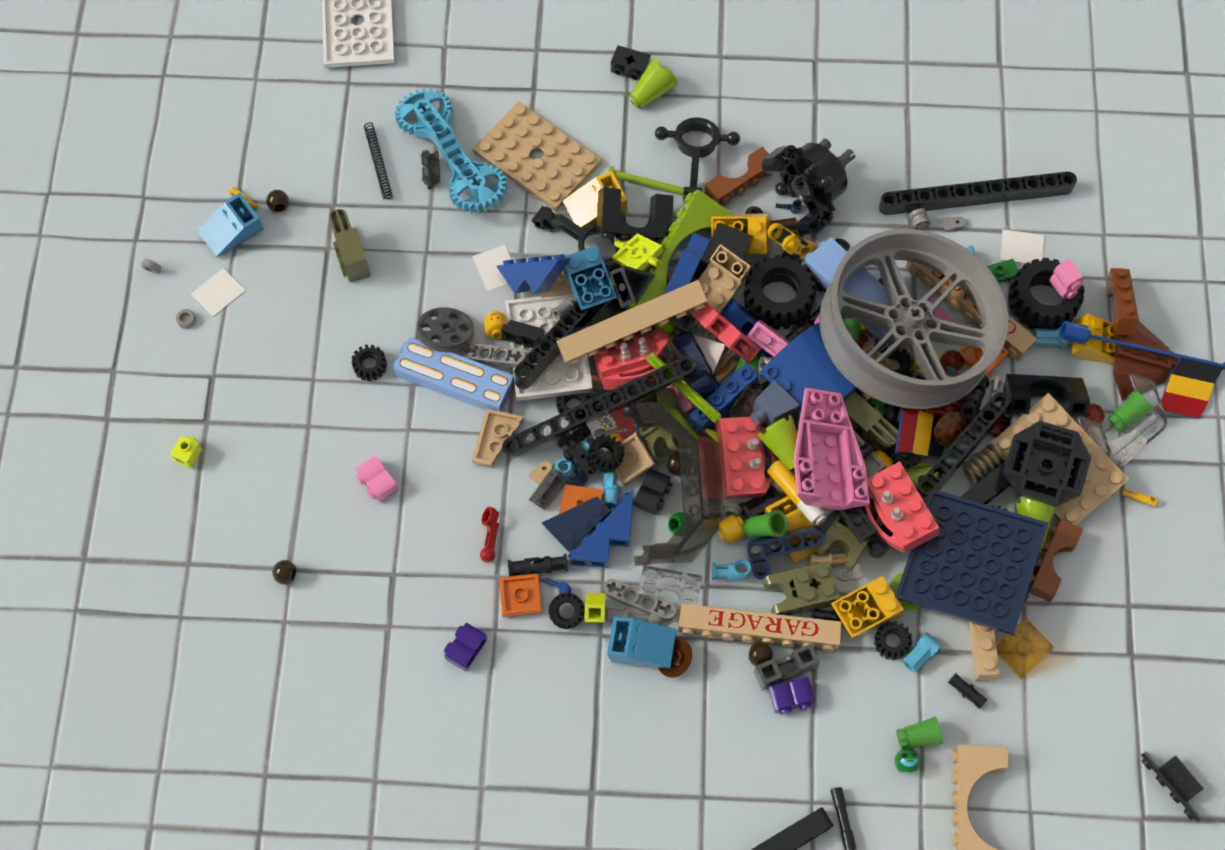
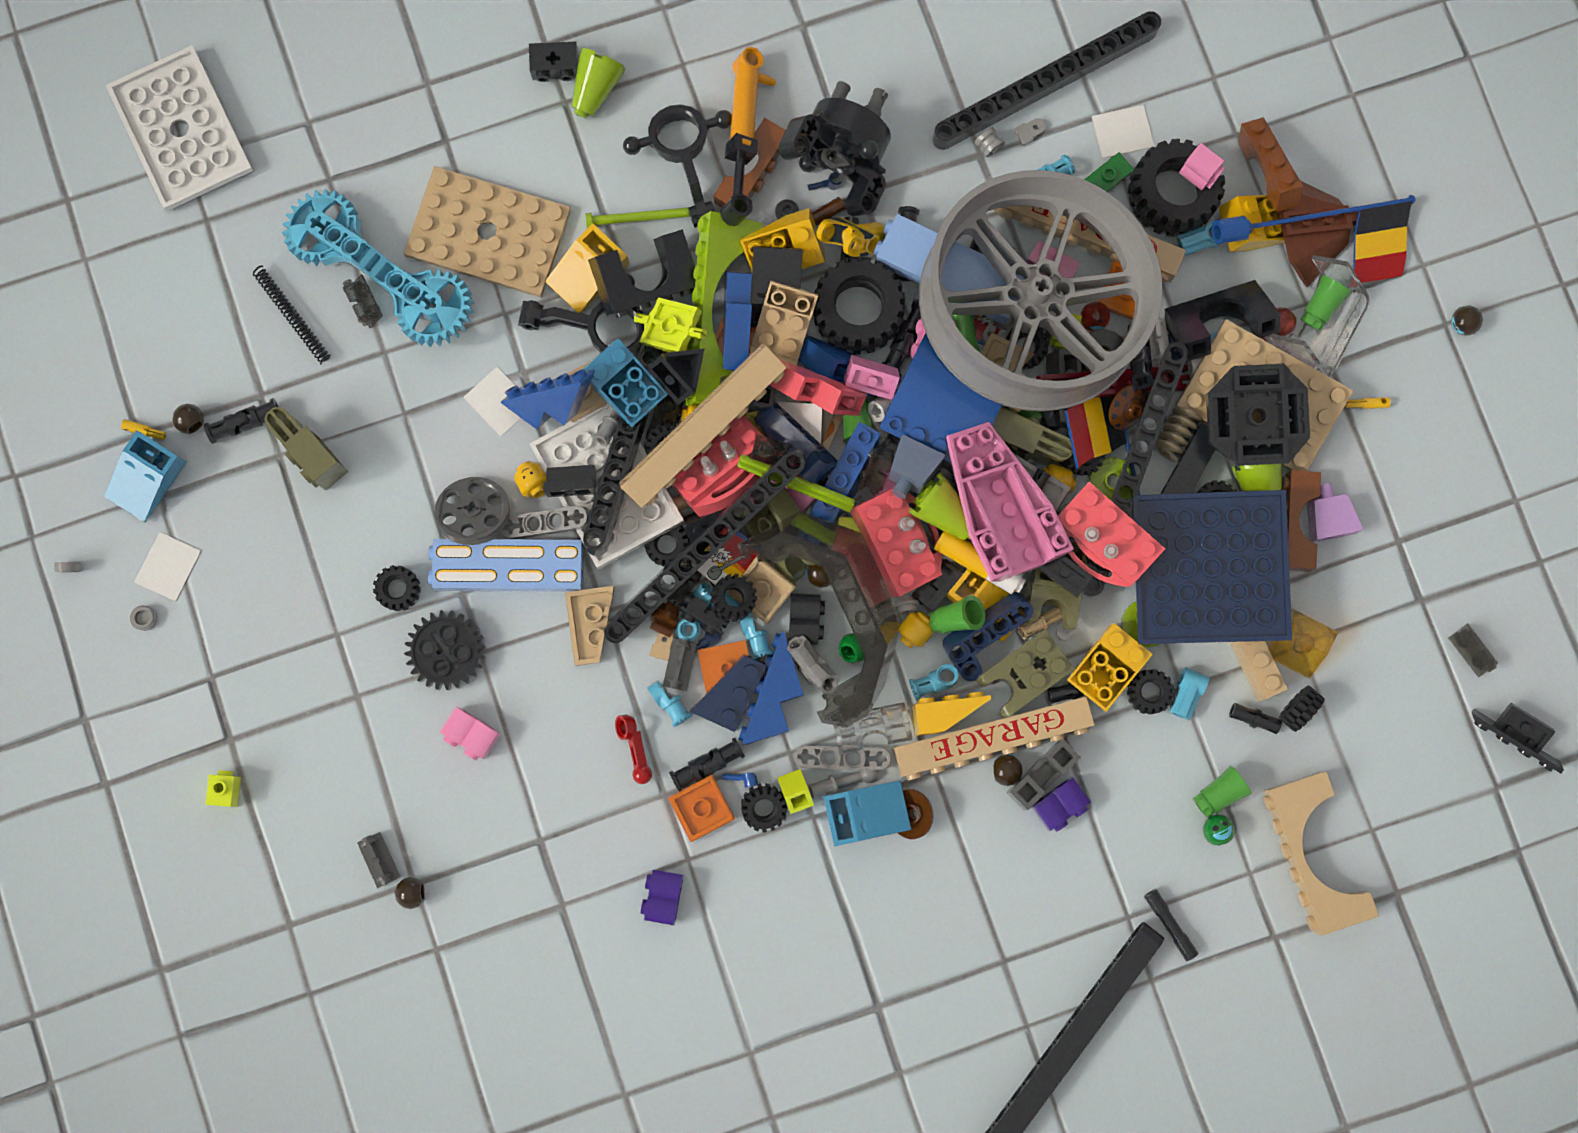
camera: 25 degrees left, 15 degrees up
(272, 541) = (378, 859): none -> dark grey hinge
(308, 215) = (239, 422): none -> black piece
(367, 420) = (427, 663): none -> black gear
(530, 514) = (672, 706): none -> medium azure connector
(550, 453) = (665, 619): none -> reddish brown piece
(643, 522) = (812, 665): none -> light grey piece
(732, 593) = (937, 717): none -> yellow slope
(740, 154) = (742, 145): none -> piece
(1005, 694) = (1301, 708): none -> black tyre
(1082, 566) = (1332, 516): none -> lavender torso
(1159, 706) = (1473, 650): none -> clear smoke hinge

